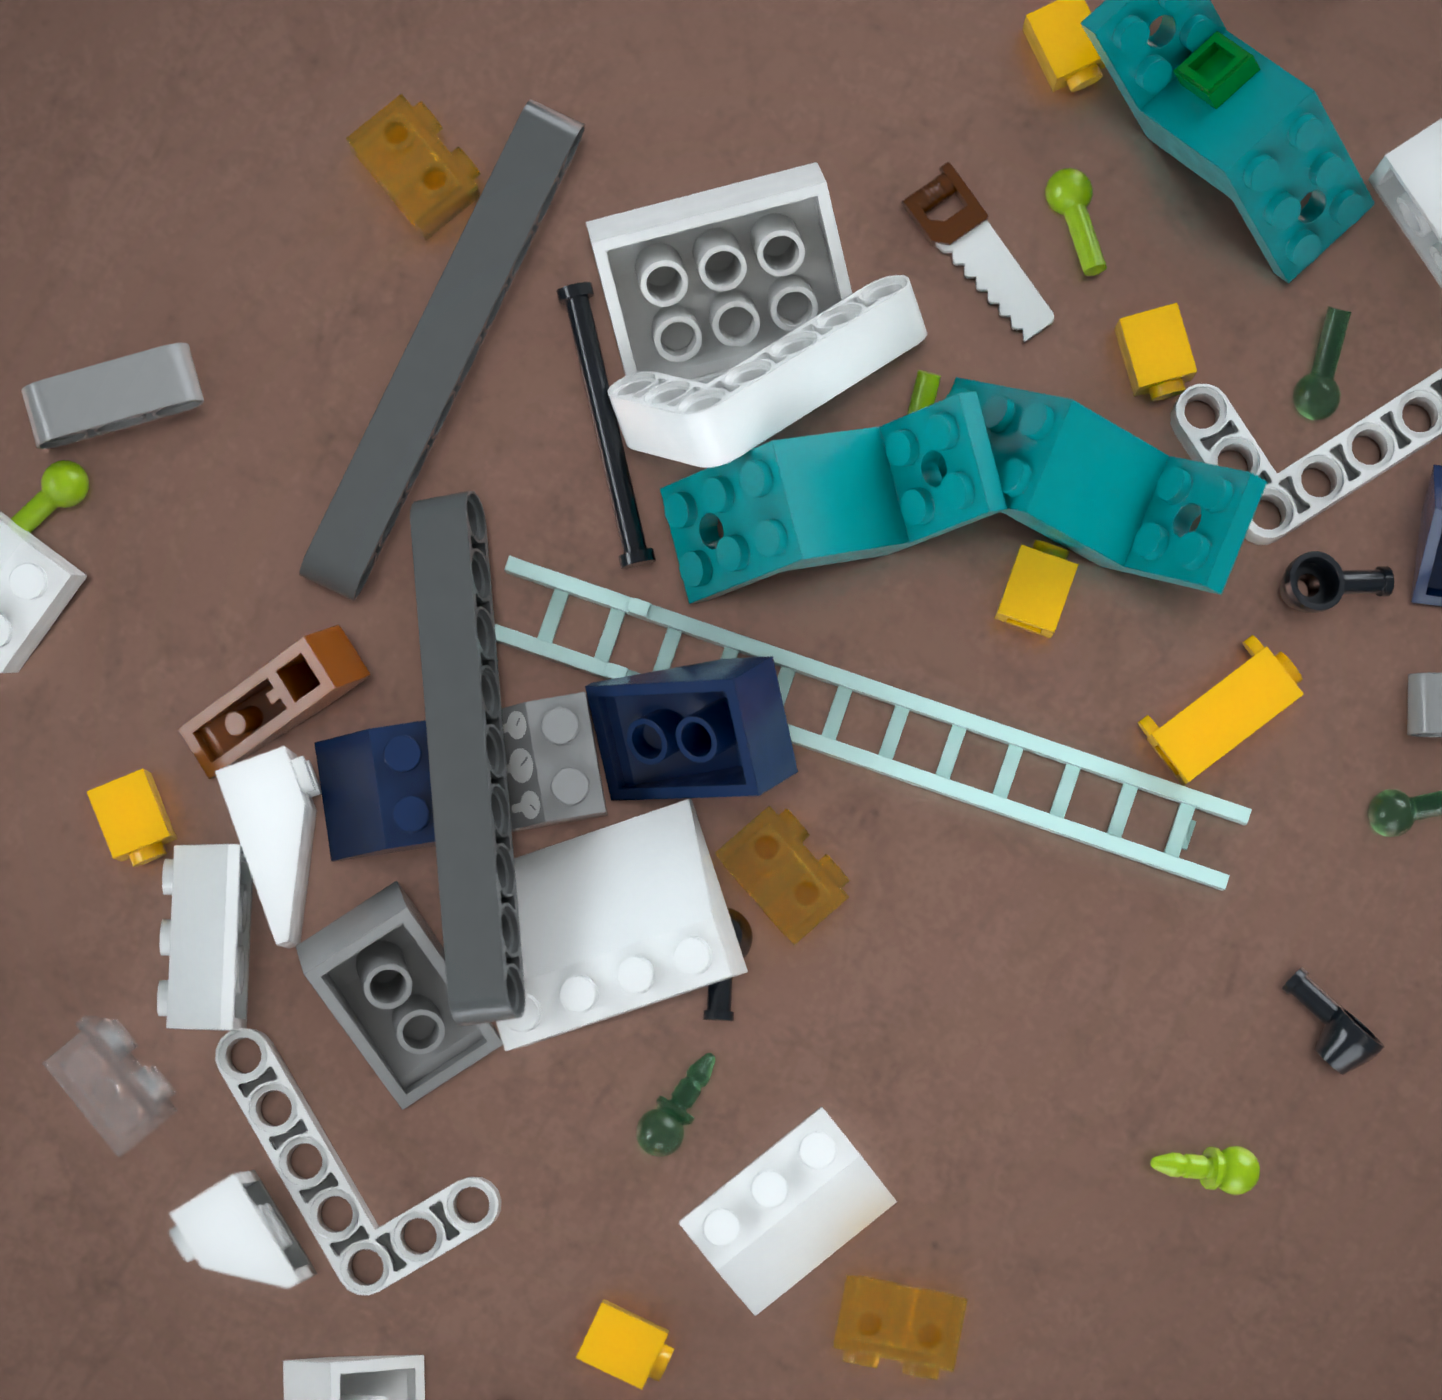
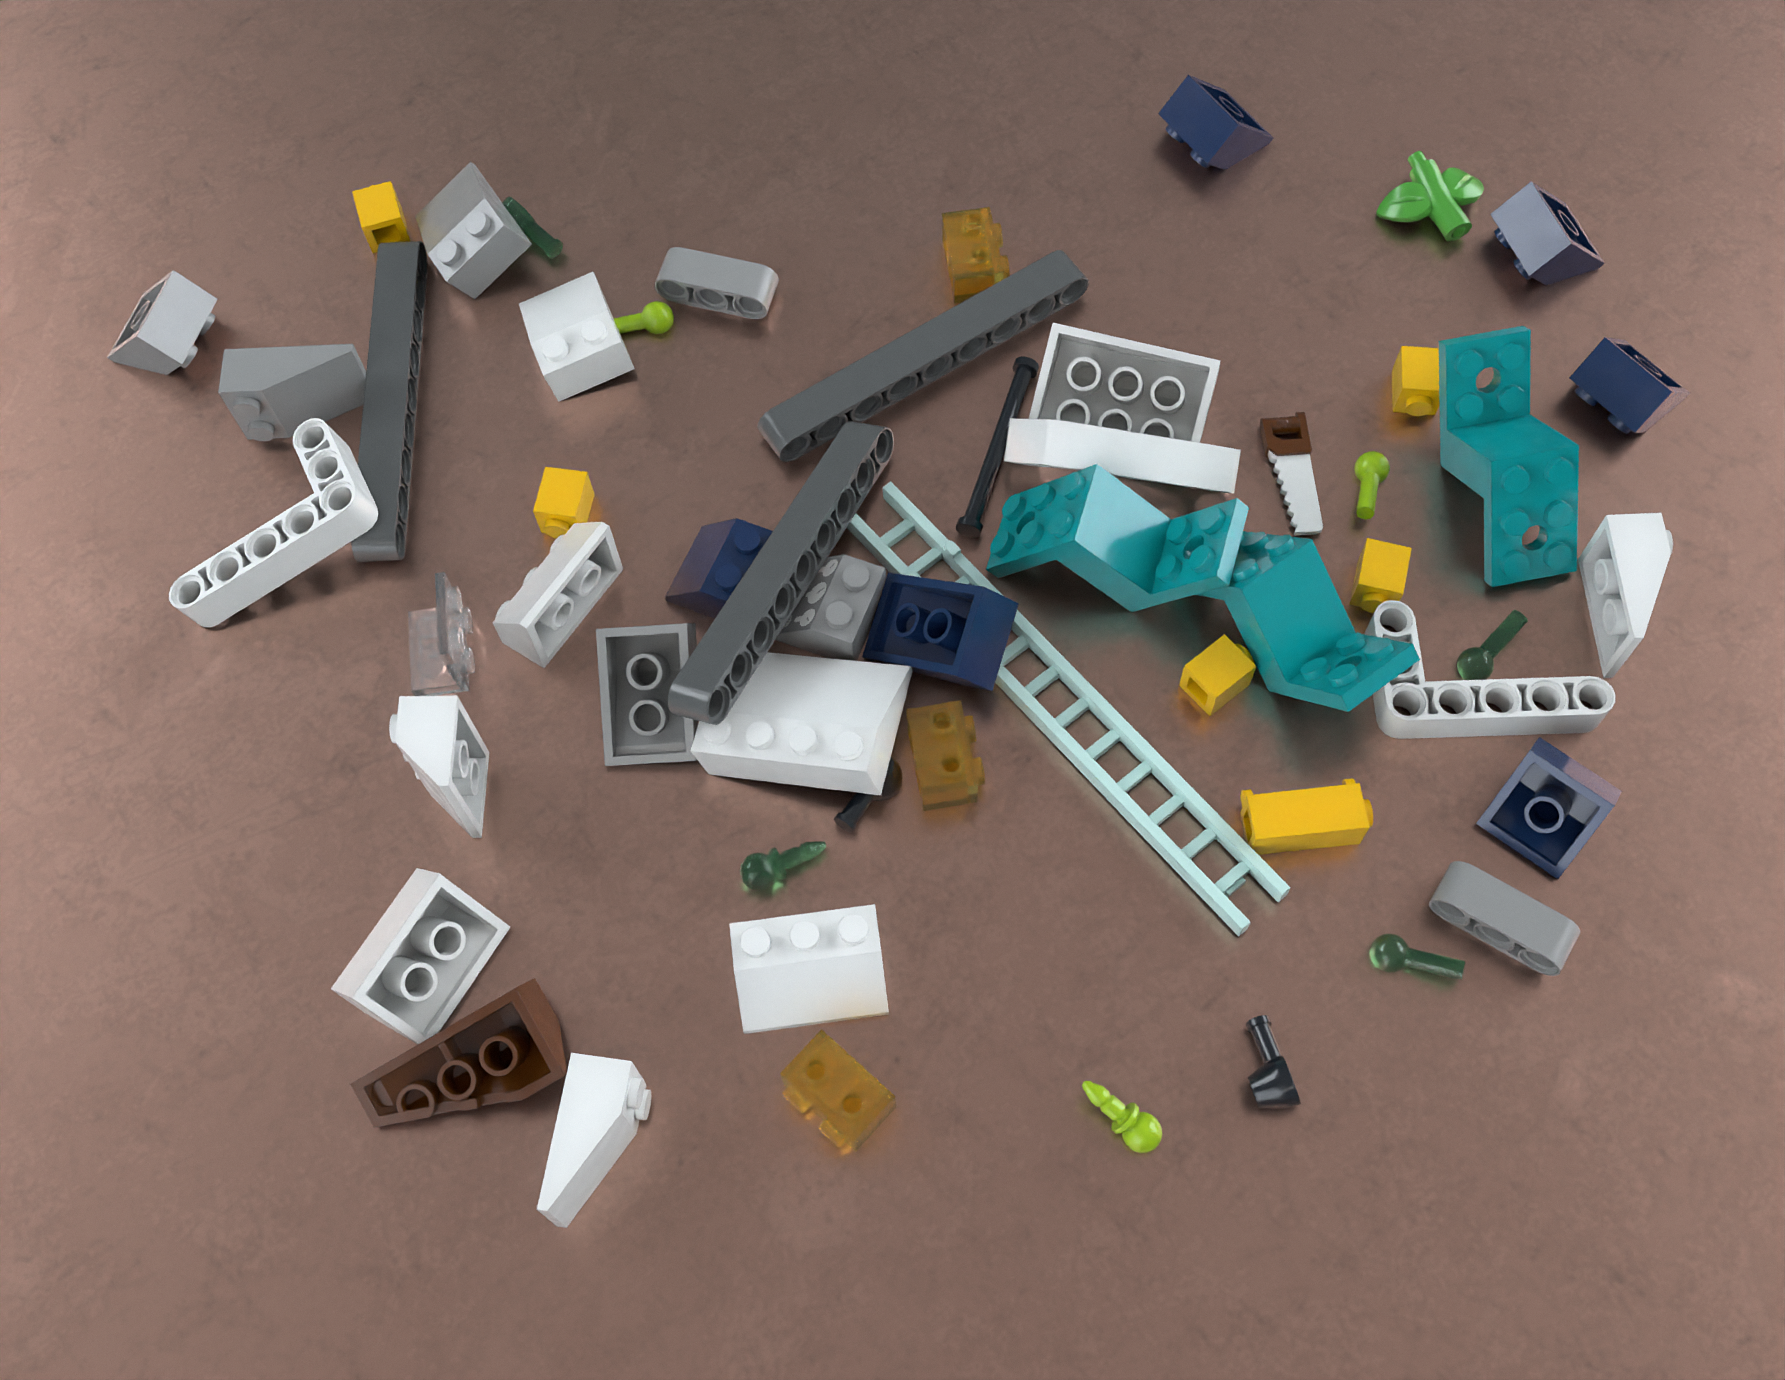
camera: 30 degrees right, 20 degrees down
(275, 699) = (699, 483): dark orange slope -> none
(276, 827) = (639, 549): white slope -> none
(334, 1179) = (530, 778): white beam -> none
(626, 1345) = (642, 993): yellow brick -> none
(1216, 70) = (1513, 420): green tile -> none
(1329, 582) = (1416, 767): black bar -> none

